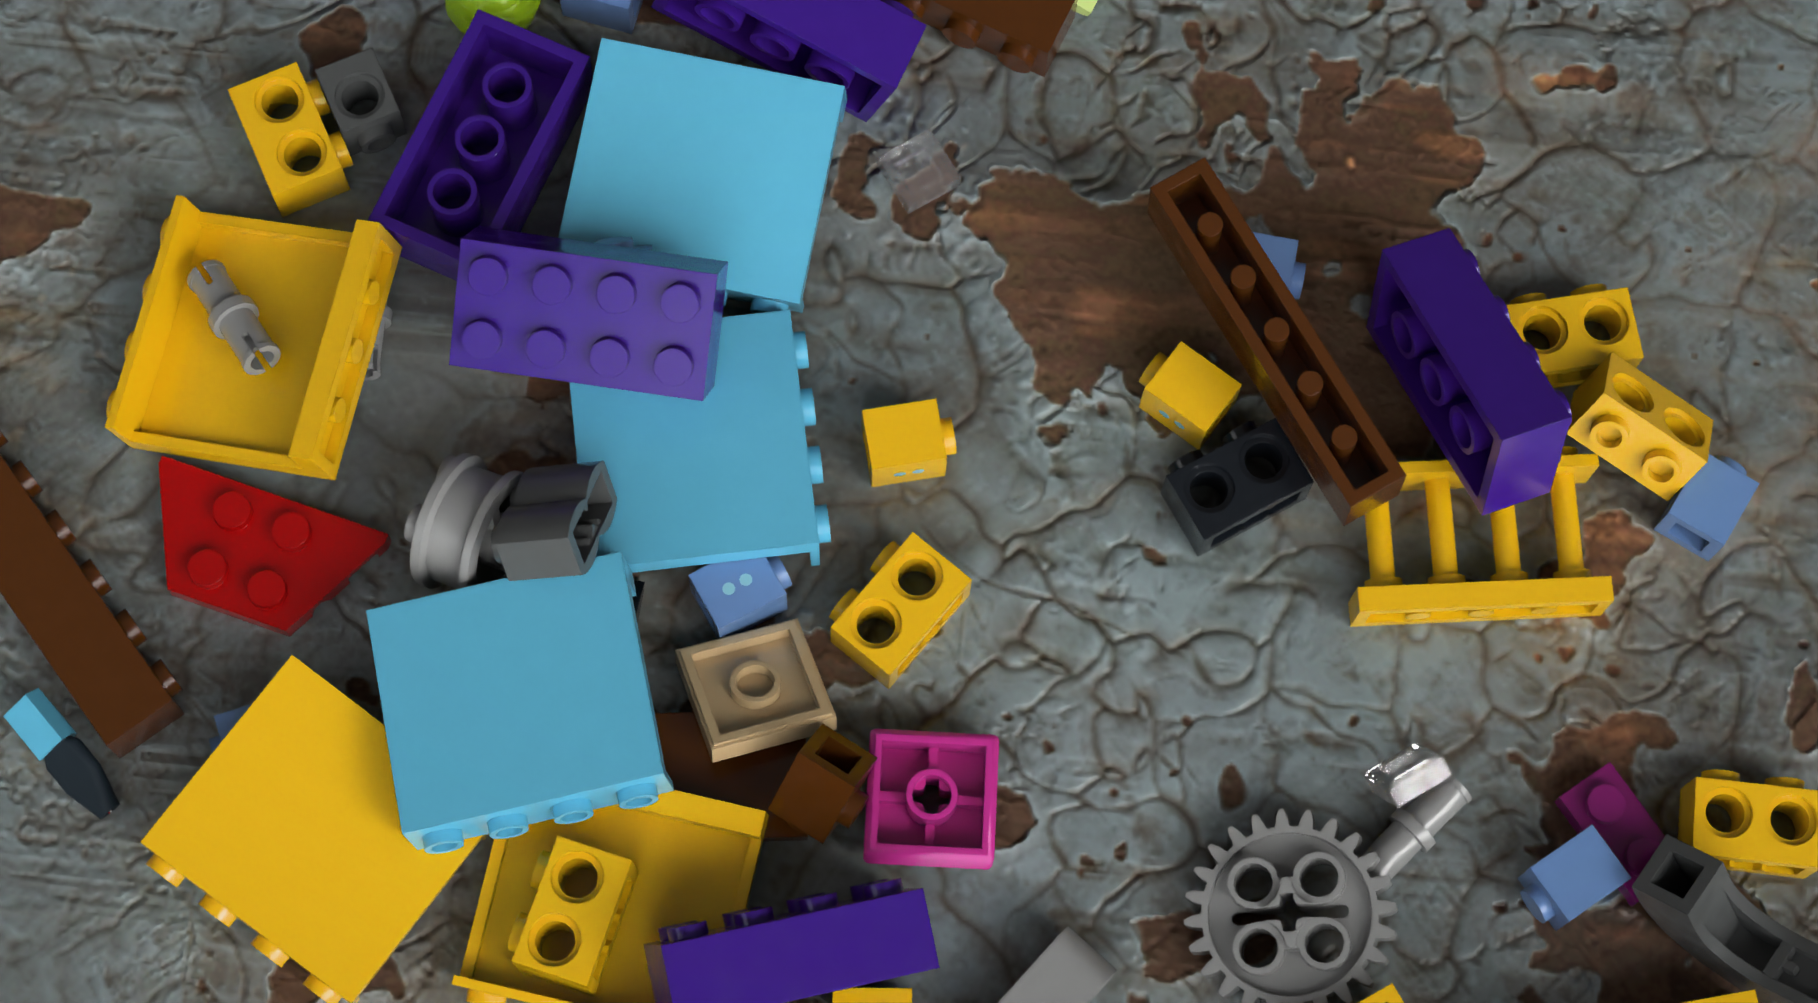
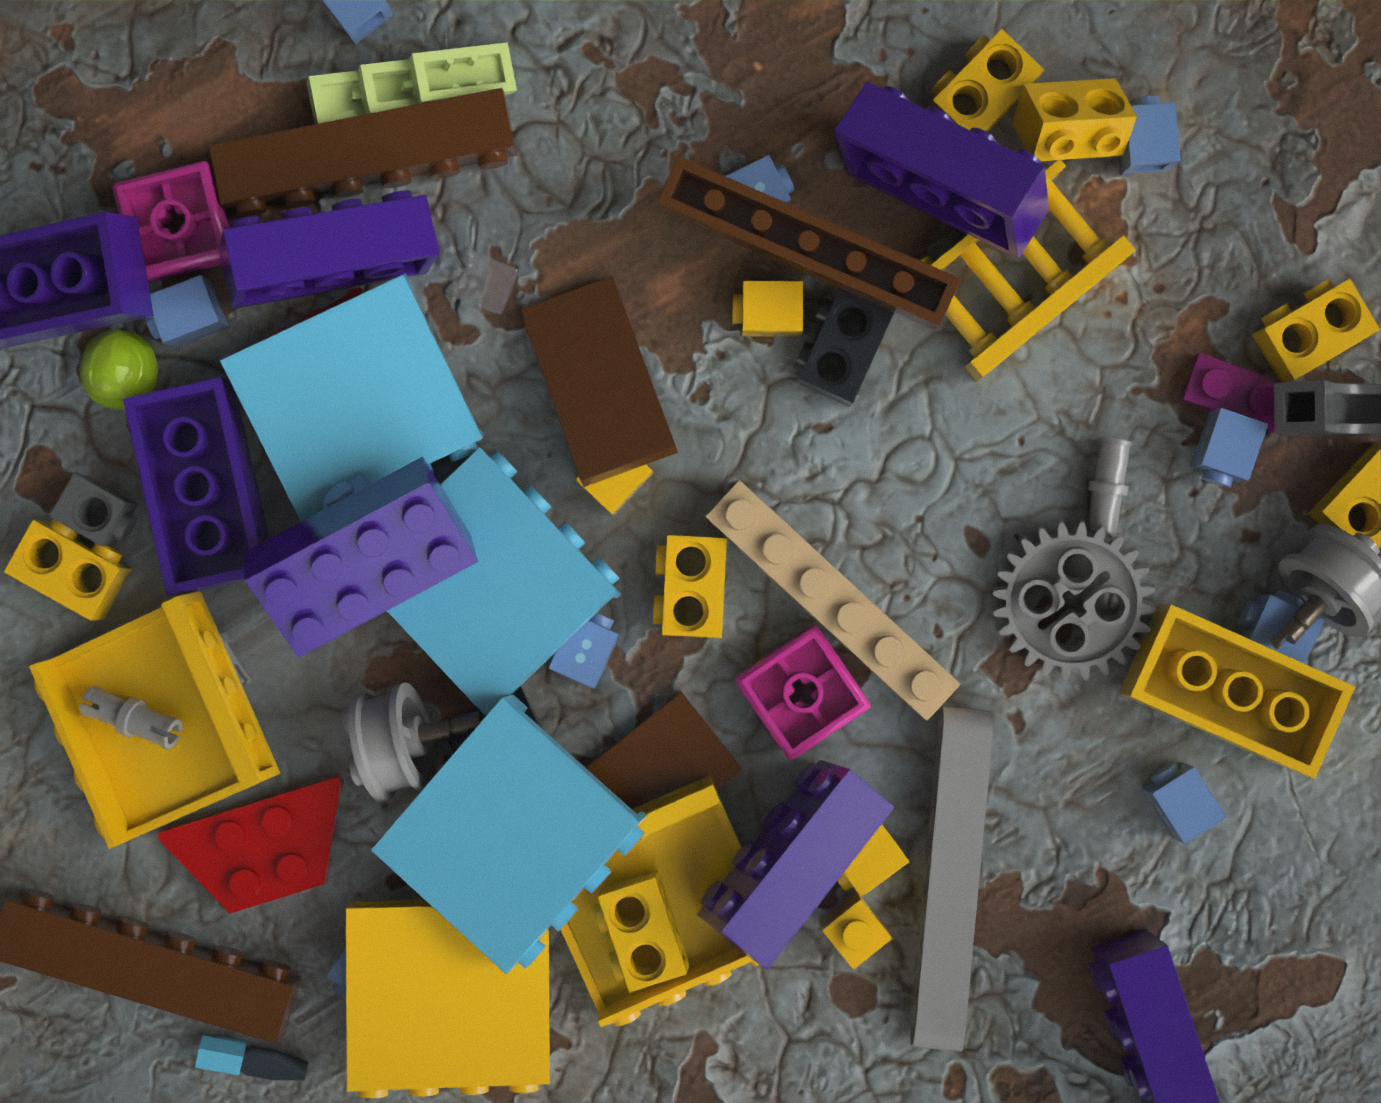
camera: 30 degrees left, 15 degrees up
(554, 521) = (445, 709): dark grey brick -> none
(755, 690) = (643, 705): tan plate -> none
(824, 785) = (734, 738): reddish brown brick -> none
(958, 335) = (598, 381): none -> reddish brown tile
(1033, 729) = (832, 601): none -> tan brick
(1407, 774) = (1082, 456): clear tile -> none

